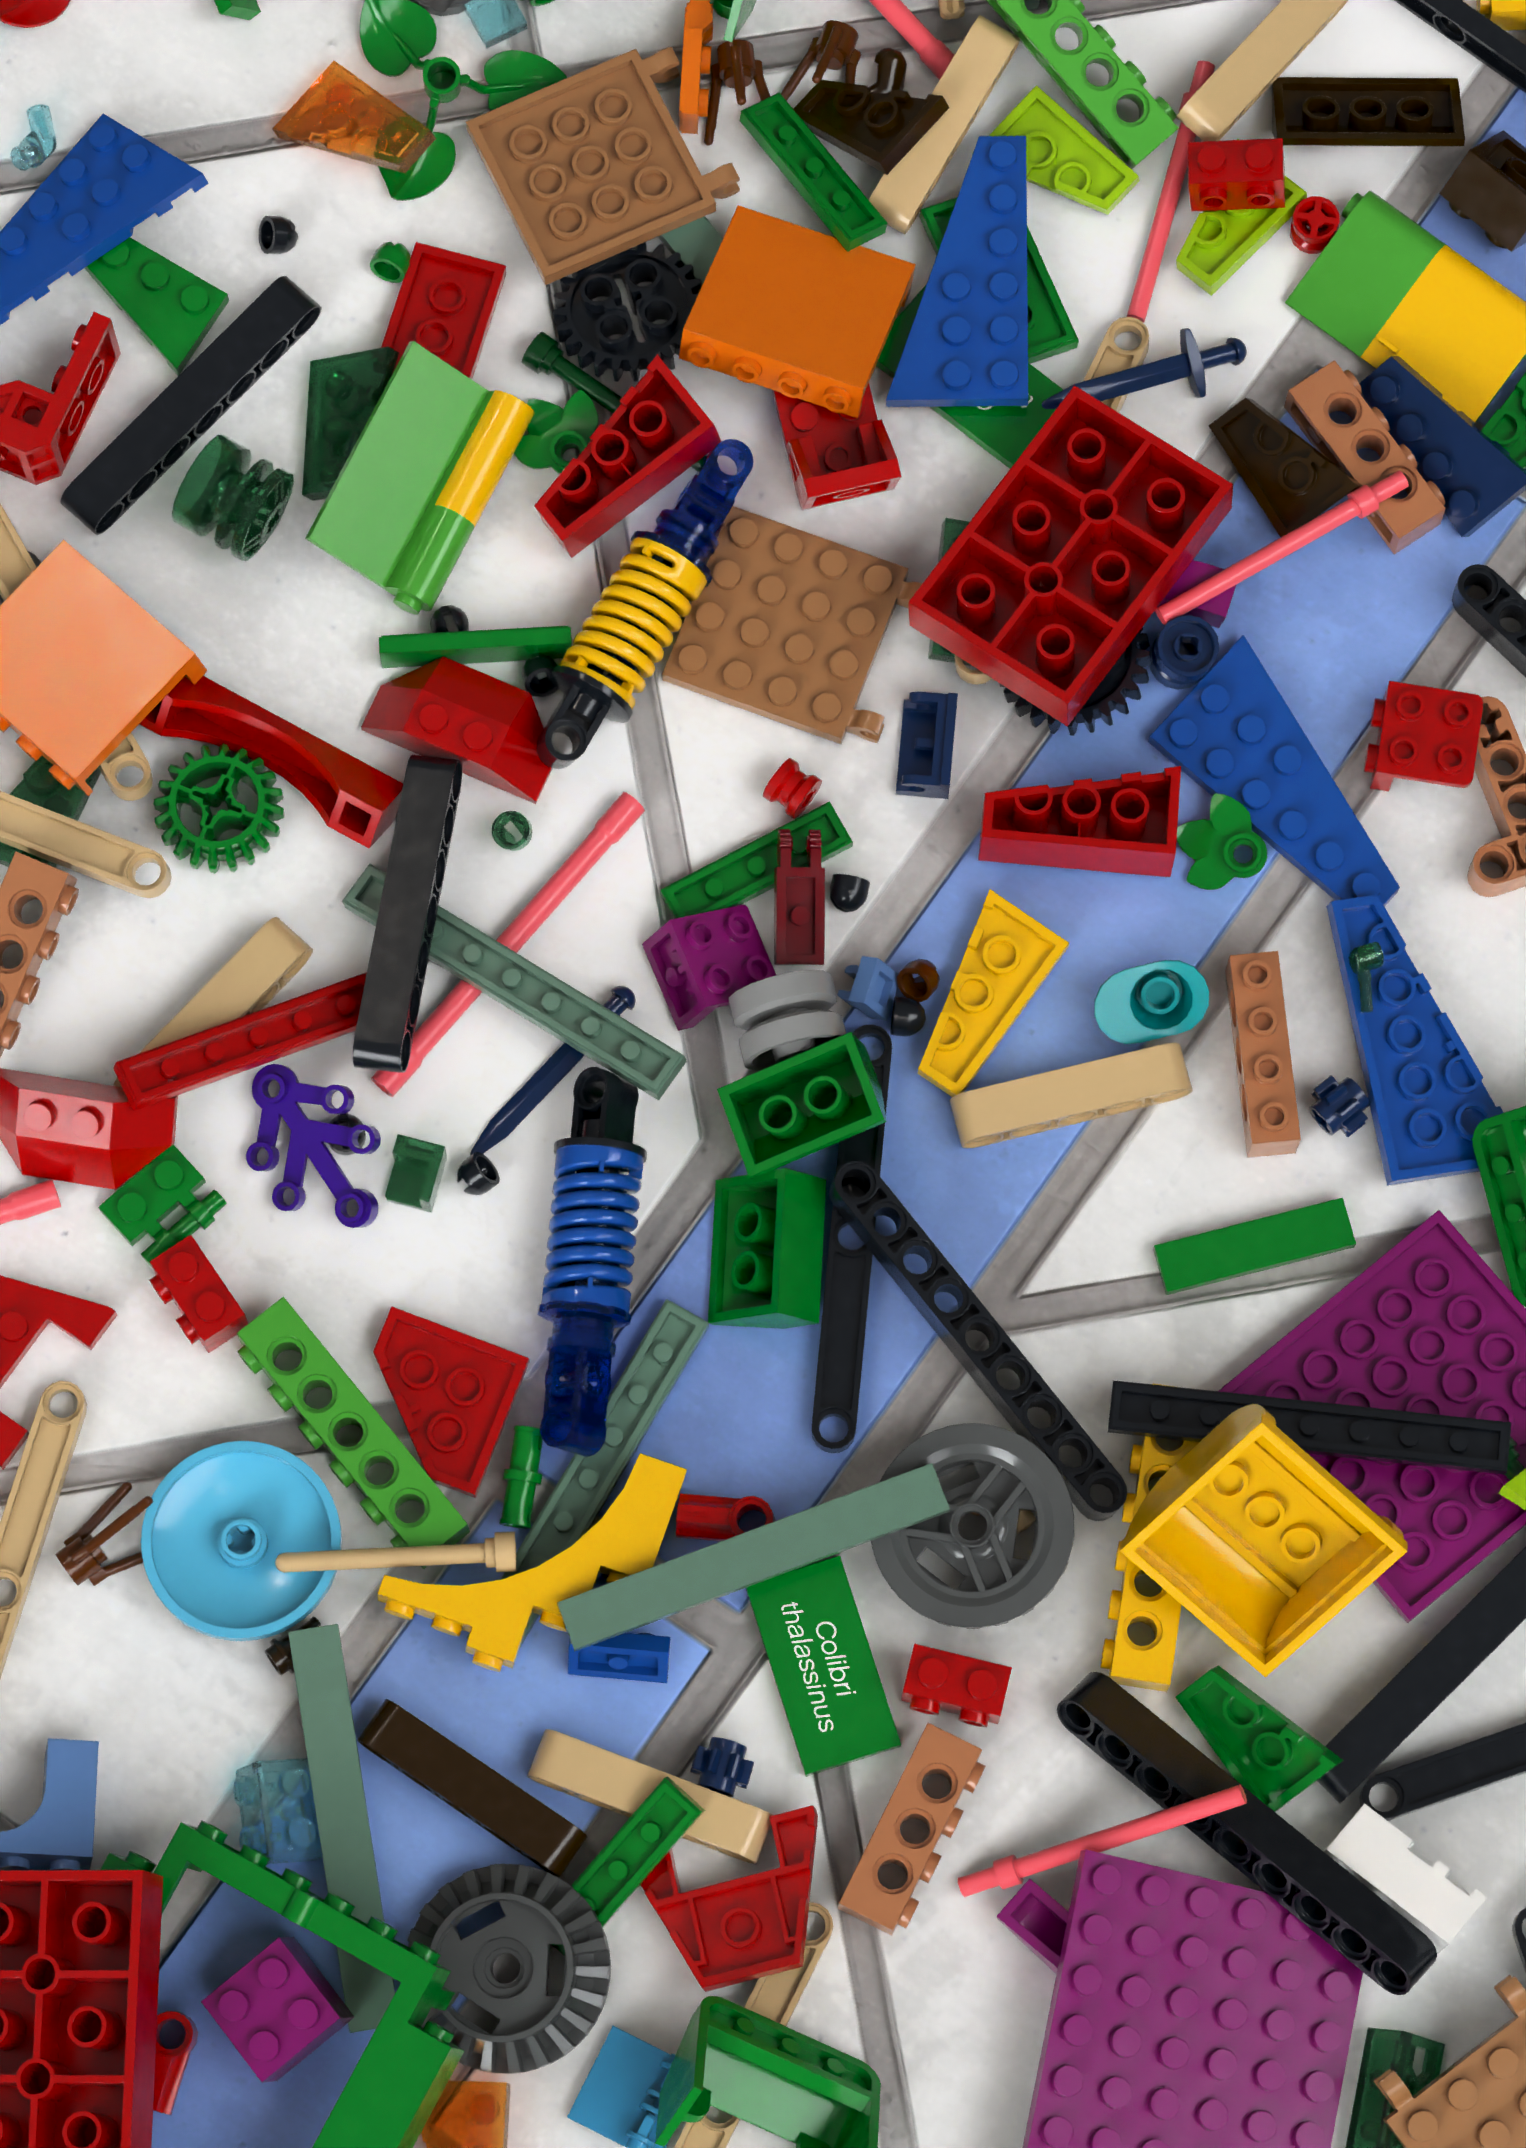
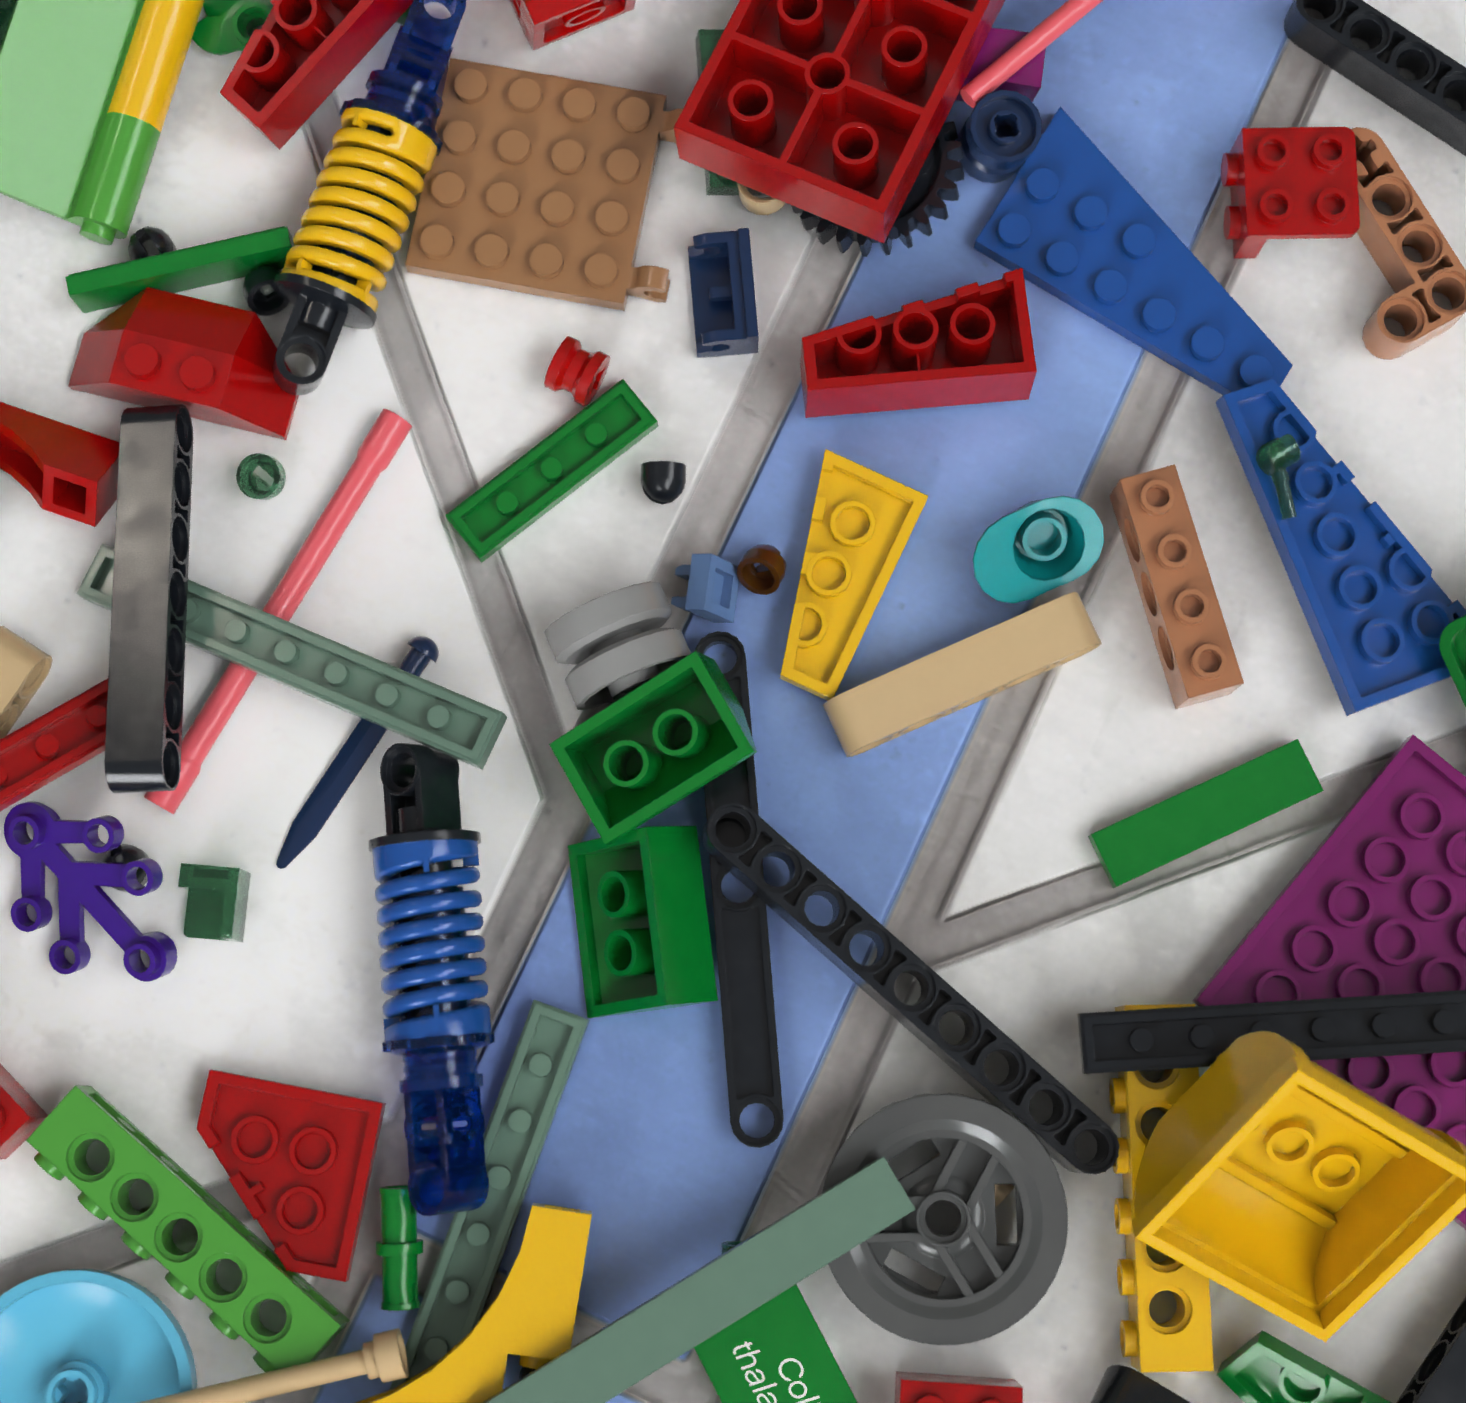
camera: 10 degrees left, 5 degrees up
(478, 1174) = (288, 889): black hinge -> none
(706, 961) = (514, 590): magenta bracket -> none
(715, 1516) = (641, 1256): red piece -> none
(799, 903) = (608, 504): dark red hinge -> none
(907, 1017) = (755, 615): black hinge -> none
(1215, 841) = (1071, 350): green plate -> none
(1339, 1106) = (1275, 633): dark blue gear -> none

